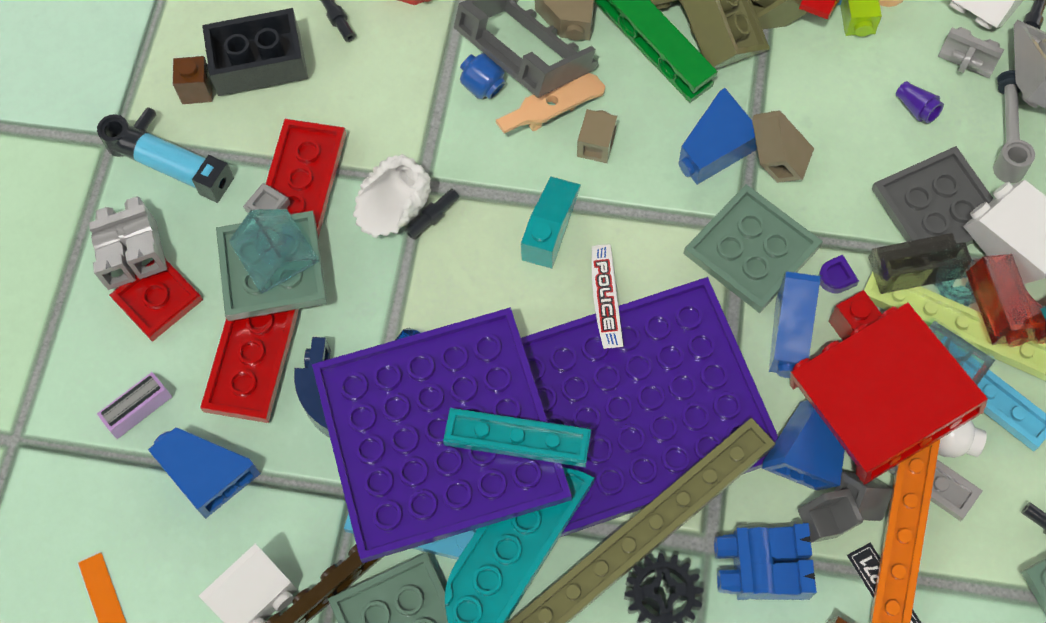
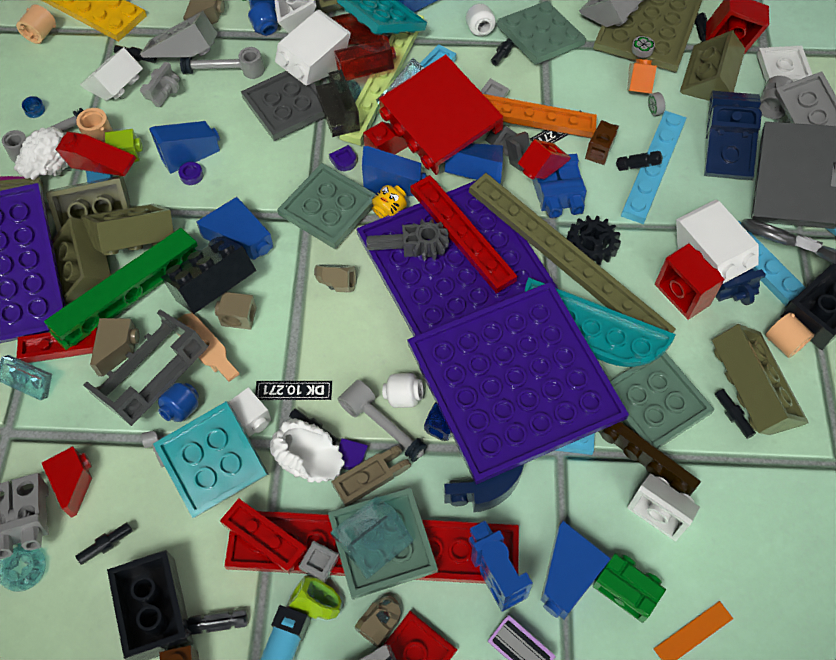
camera: 100 degrees left, 5 degrees down
(167, 533) = (630, 587): none -> green brick
(195, 262) = (379, 620): none -> dark tan rock
(207, 372) = (496, 568): none -> blue hips
(228, 201) = (315, 599): none -> lime rock
(234, 117) = (217, 621): none -> black axle
(303, 150) = (264, 536): none -> red plate
(360, 266) = (369, 476): none -> dark tan hinge
(393, 251) = (352, 452): none -> dark purple tile
(401, 103) = (210, 459): none -> teal plate
(444, 57) = (148, 439): none -> light grey hand
(455, 259) = (359, 399): none -> light grey piece
(456, 139) = (250, 412): none -> white slope
(459, 305) = (403, 390): none -> white head
(487, 199) = (293, 390): none -> black sticker
(517, 437) = (515, 320): teal tile -> none
(549, 222) = (316, 336): teal slope -> none
(606, 297) = (377, 292): sticker -> none
(635, 249) = (337, 277): none -> dark tan rock
(643, 100) = (208, 273): none -> black brick
(674, 338) = (414, 240): none -> dark grey gear
(681, 404) = (464, 234): none -> red plate
(749, 322) = (389, 201): none -> yellow head
(781, 147) = (248, 184): dark tan slope -> none
(795, 531) = (542, 159): none -> red slope
(819, 91) = (190, 173): none -> dark purple tile
(858, 75) = (184, 143): none -> blue slope
(921, 103) = (204, 111): dark purple cone -> none

